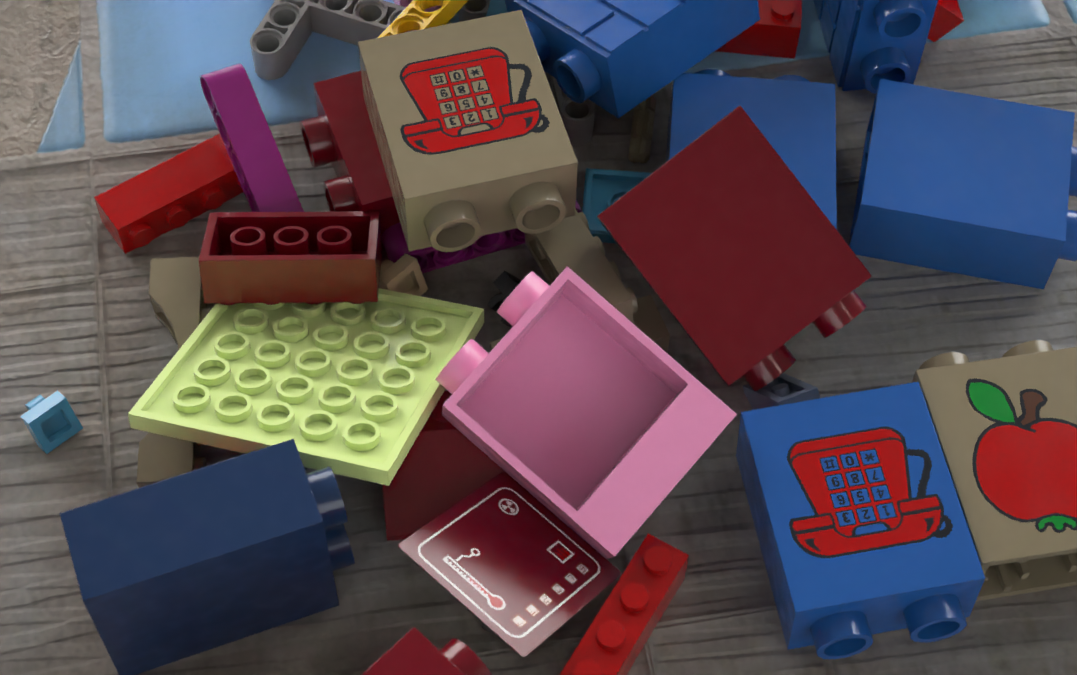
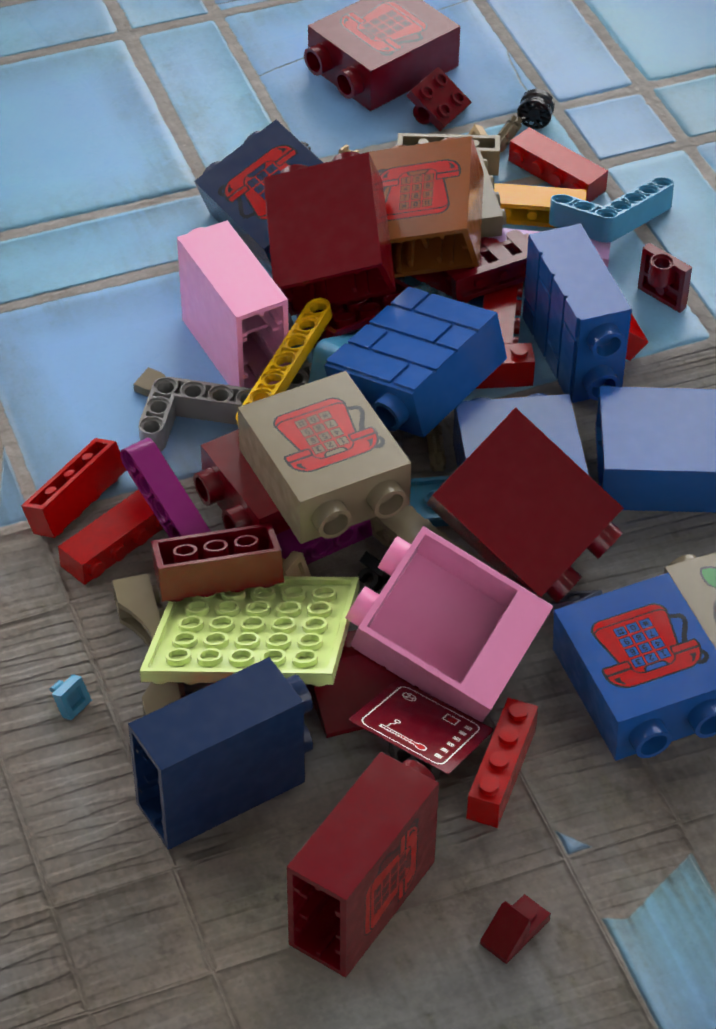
camera: 10 degrees left, 10 degrees down
(139, 117) = (74, 488): none -> red brick

